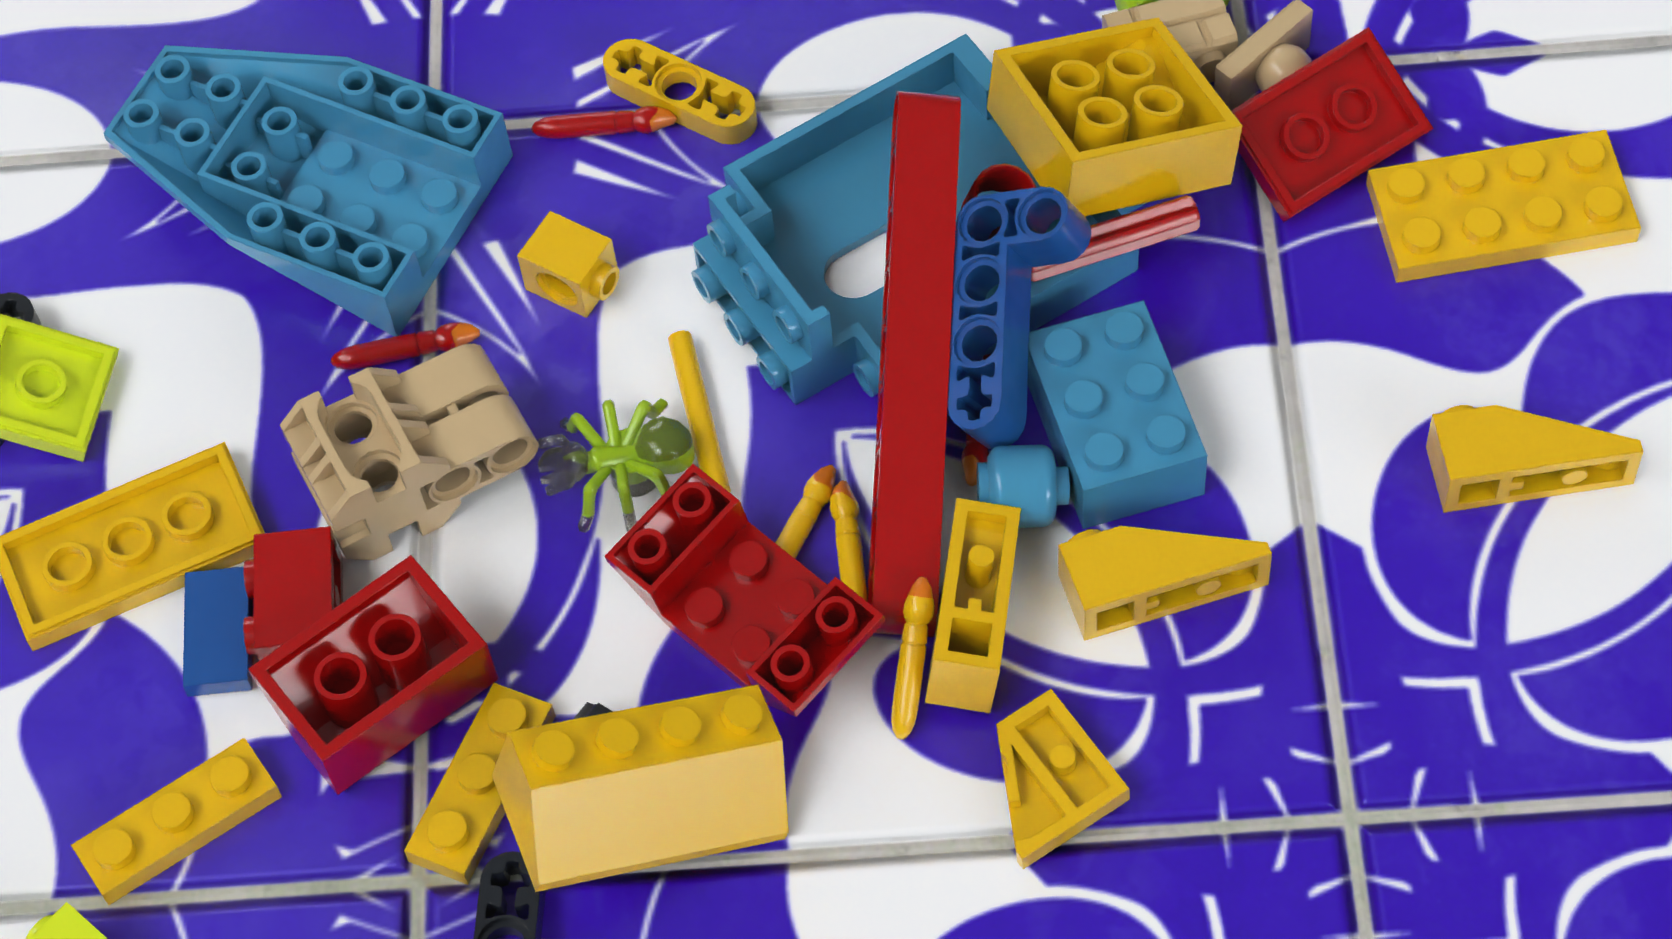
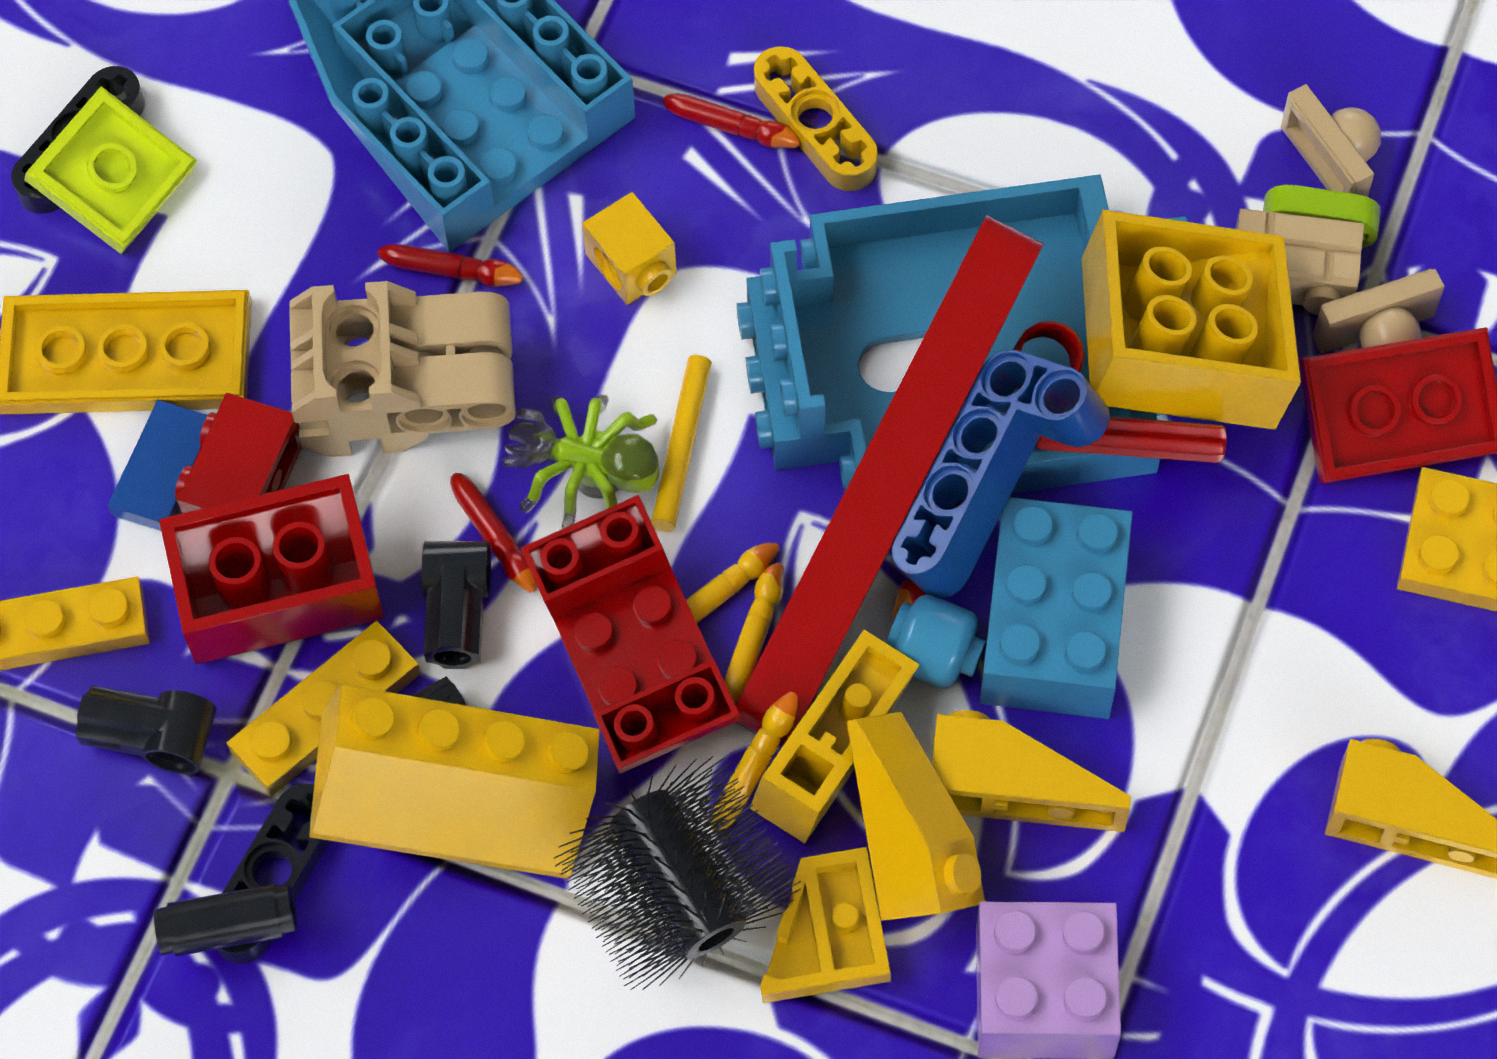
camera: 20 degrees right, 5 degrees up
(339, 865) = (163, 730): none -> black piece
(555, 623) = (455, 585): none -> black piece
(597, 580) = (492, 530): none -> red piece
(899, 778) = (677, 873): none -> black piece
(1093, 654) = (914, 832): none -> yellow slope
(1272, 734) = (1047, 980): none -> lavender brick

